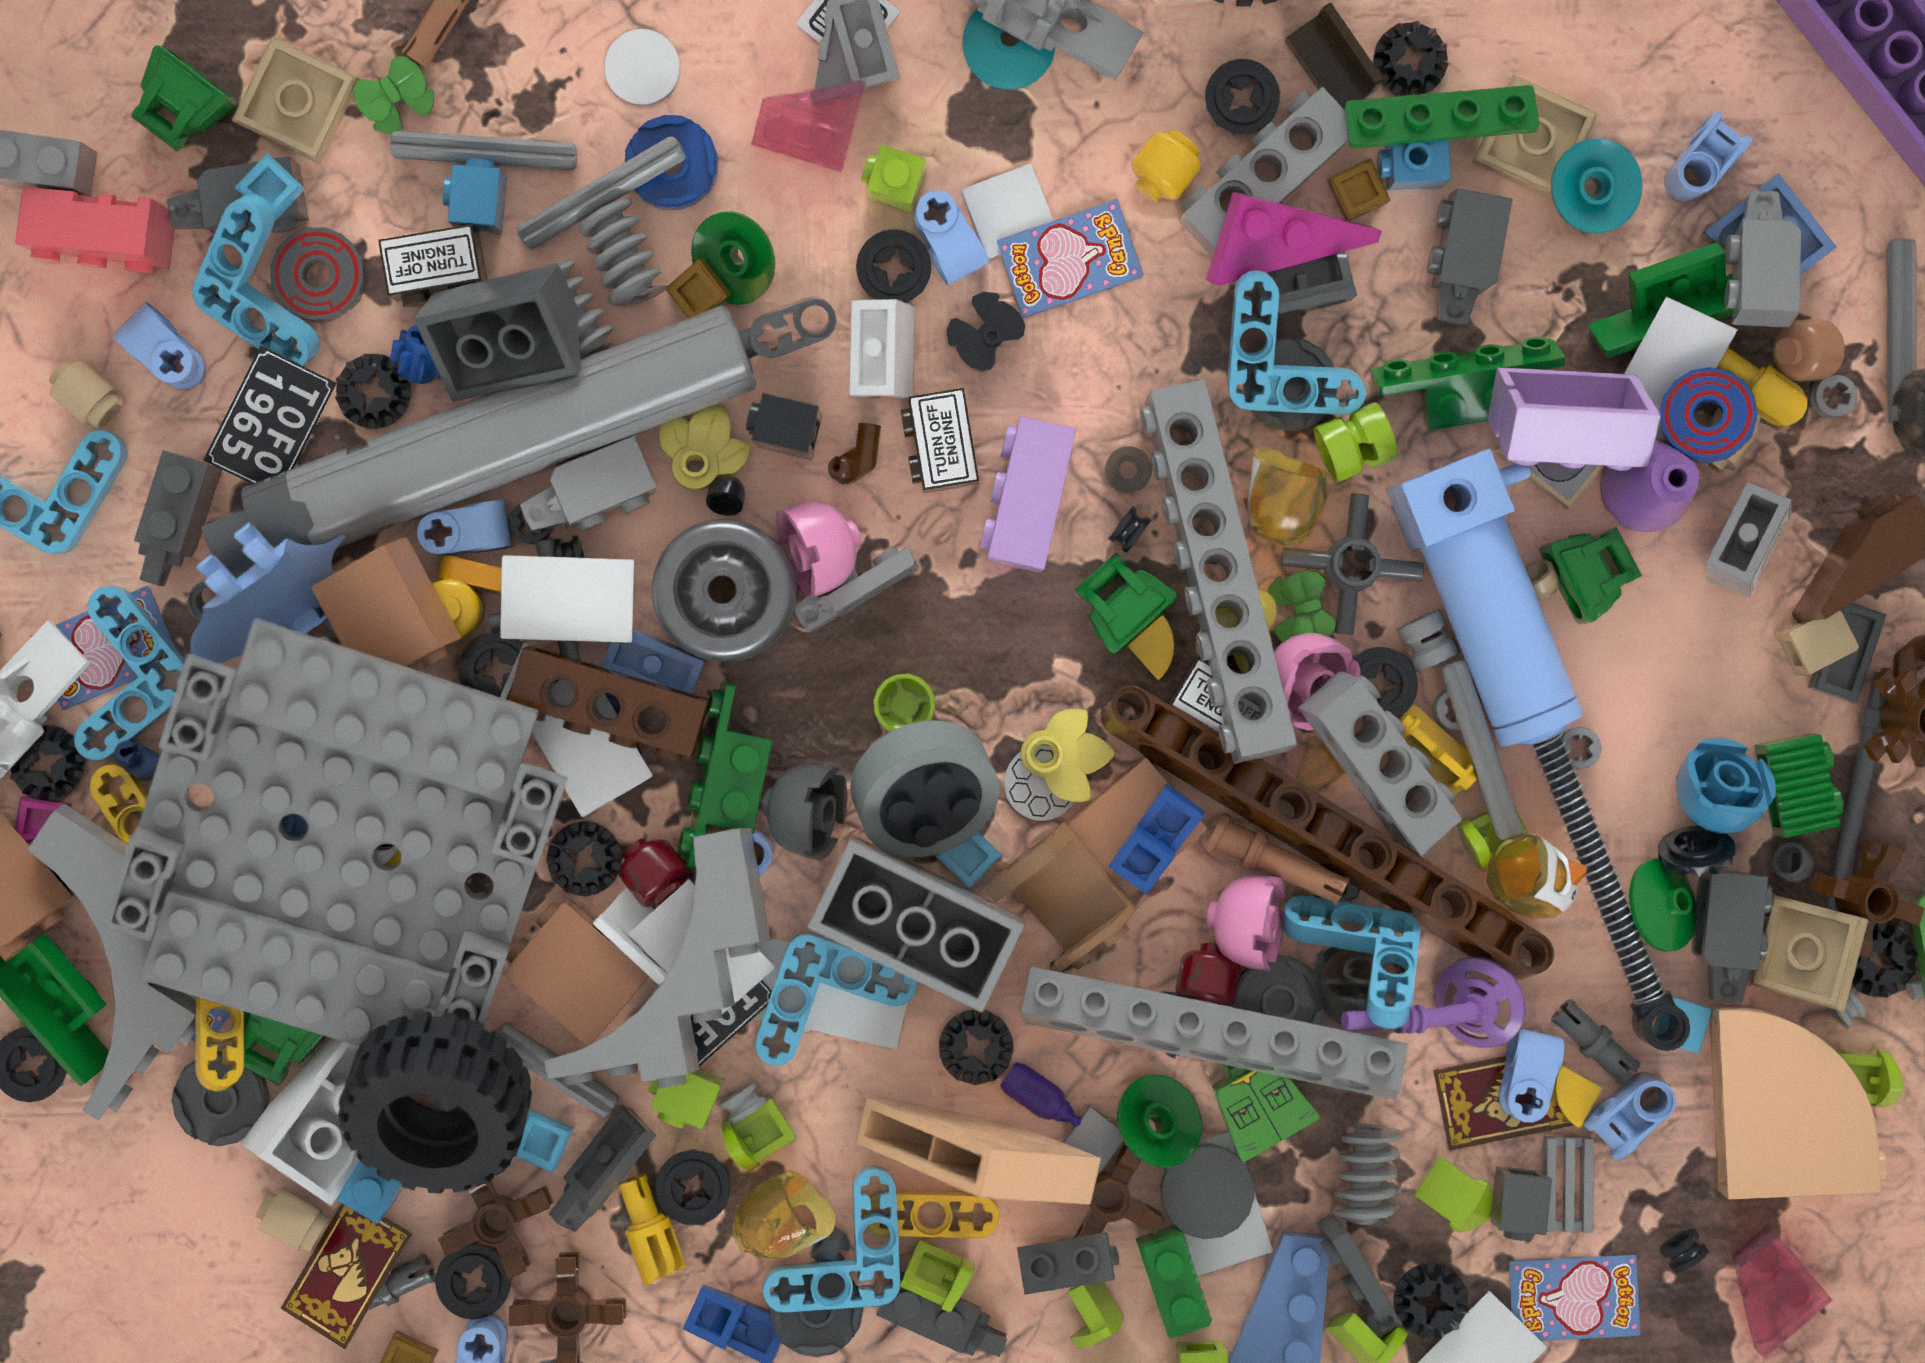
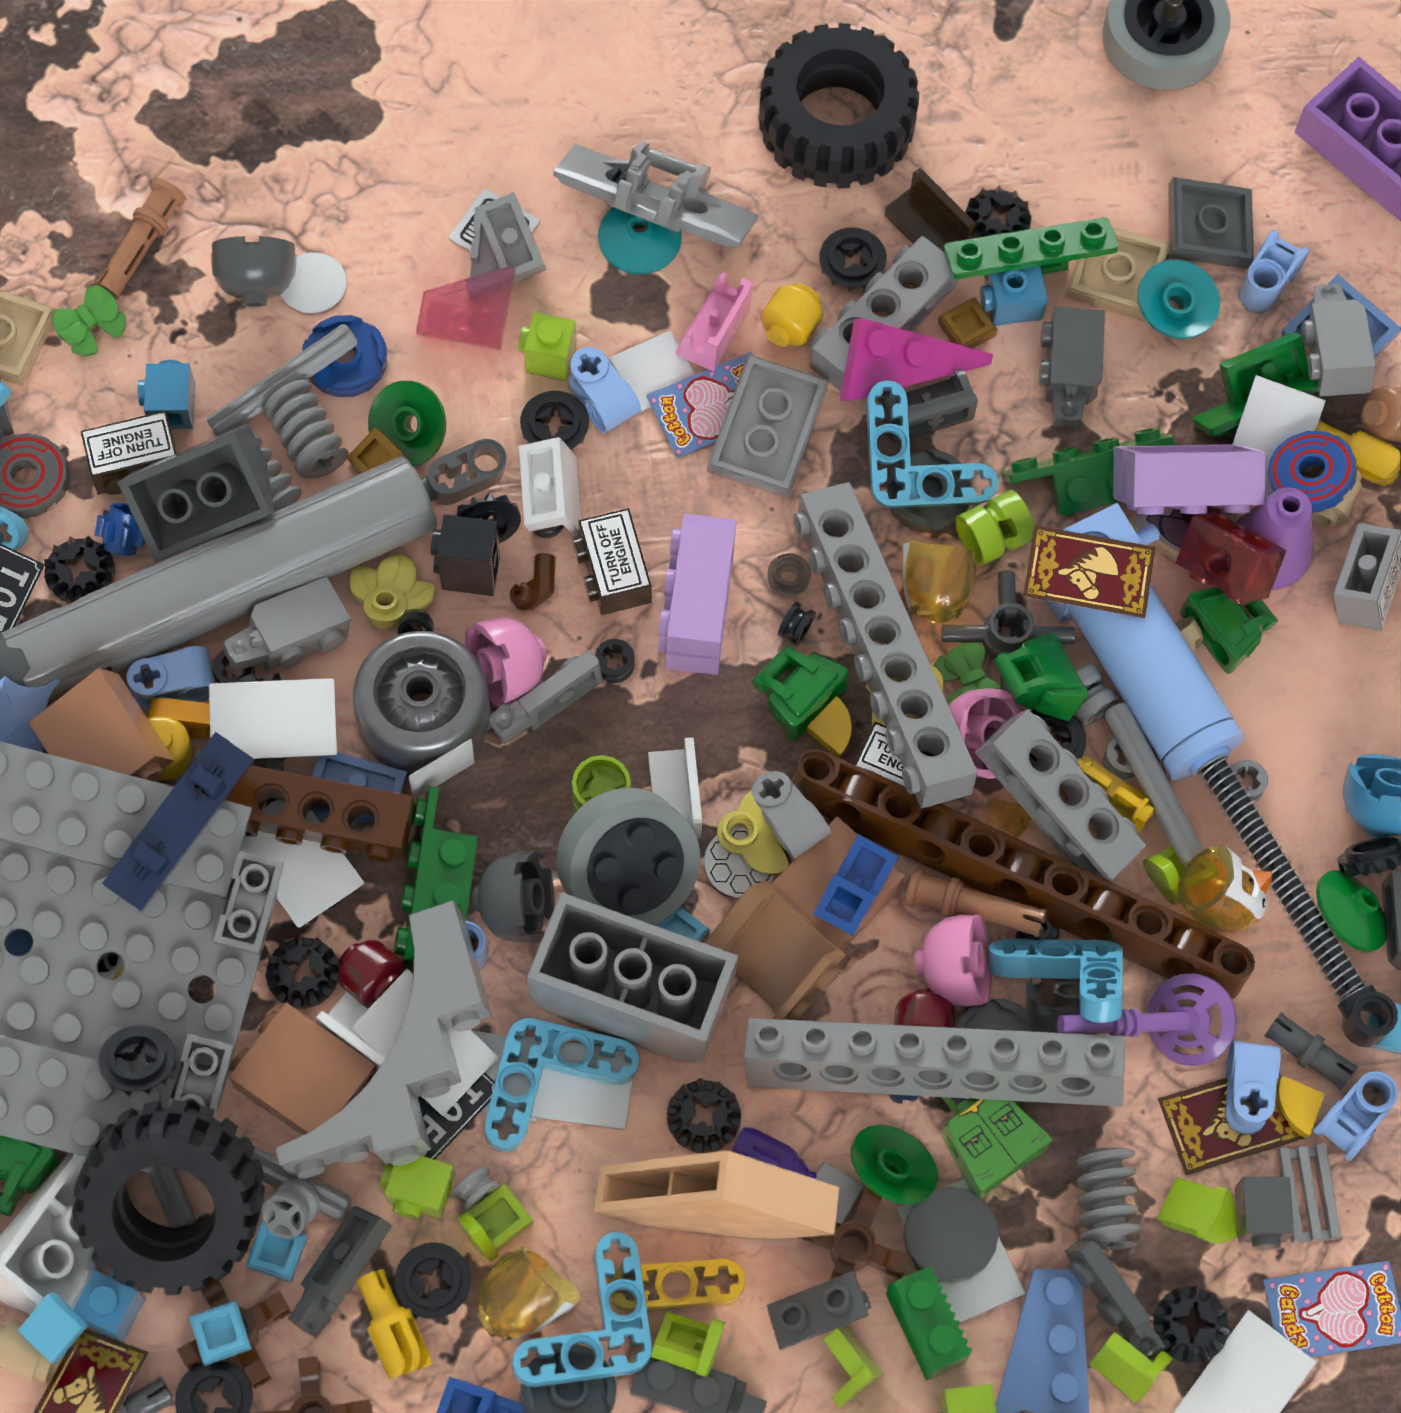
camera: 10 degrees left, 20 degrees down
(317, 1213) = (52, 1327): none -> medium azure tile
(399, 945) = (125, 1047): none -> black gear
(460, 730) = (178, 822): none -> dark blue hinge
(480, 1232) = (220, 1332): none -> medium azure tile
(499, 150) = (200, 358): light grey axle -> none
(557, 1108) = (286, 1220): none -> light grey wheel
(576, 55) = (253, 268): none -> dark grey cylinder
(741, 663) = (442, 769): none -> white sticker
(810, 383) = (501, 509): none -> black gear
(828, 1248) = (576, 1321): dark grey hinge -> none
(947, 547) = (616, 646): none -> black bush
(983, 700) = (676, 781): none -> white panel
(1000, 324) = (639, 483): black piece -> none
(1080, 164) = (716, 323): none -> bright pink hinge
(1098, 760) = (788, 813): none -> light grey piece
(1125, 292) = (767, 426): none -> light grey tile
(1381, 626) = (1043, 677): none -> green piece
(1448, 526) = (1089, 571): none -> sticker
(1602, 515) = (1253, 558): none -> clear red brick
(1647, 90) = (1210, 223): none -> dark grey tile

